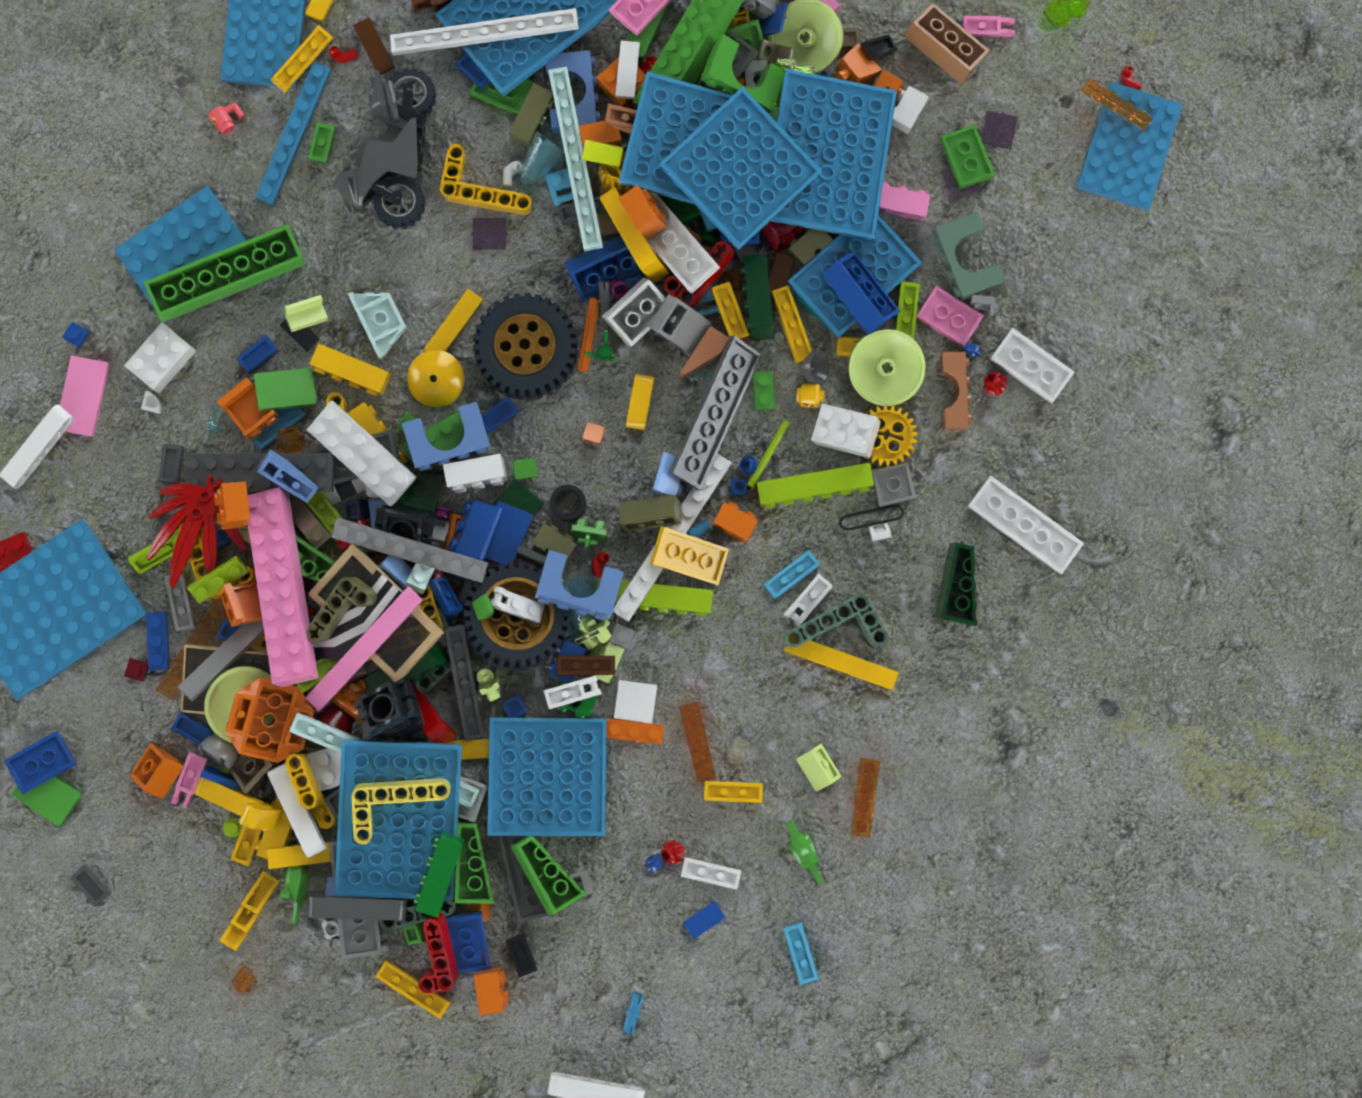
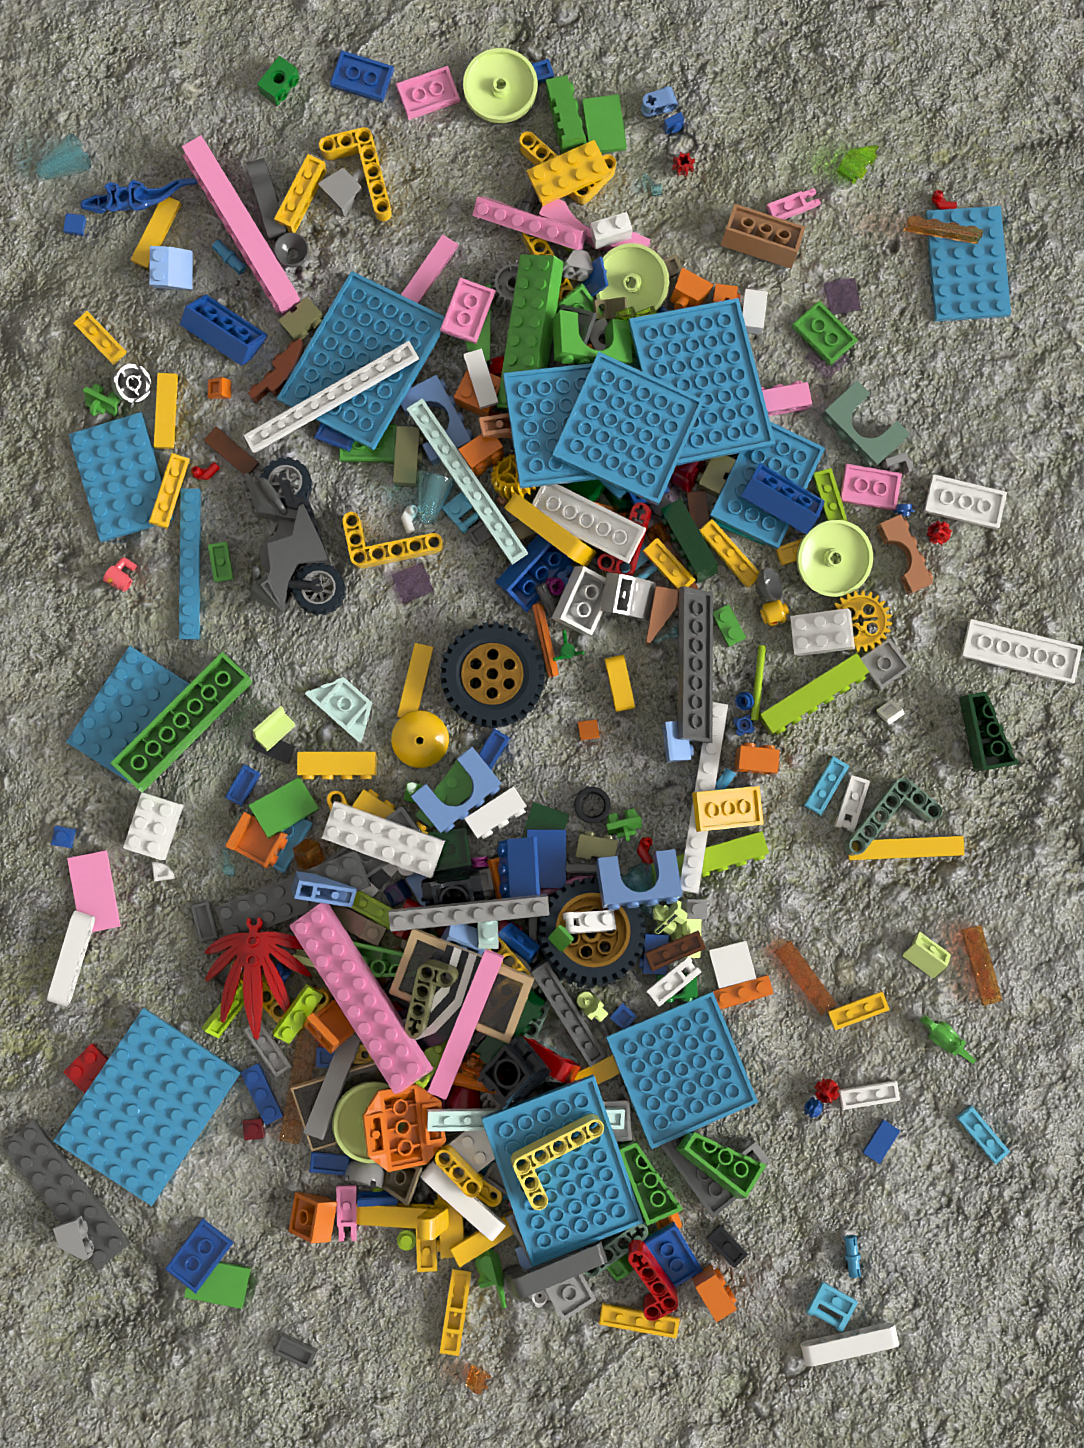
camera: 25 degrees left, 0 degrees up
(233, 505) = (284, 939): orange brick -> none
(439, 875) = (623, 1205): green brick -> none
(525, 469) = (539, 789): bright green slope -> none
(599, 1046) = (835, 1301): none -> medium azure plate
(602, 153) = (491, 466): neon yellow tile -> none
(643, 211) = (553, 506): orange brick -> none
(650, 513) = (674, 783): olive brick -> none
(874, 523) = (873, 696): black piece -> none
(879, 47) = (702, 264): black tile -> none

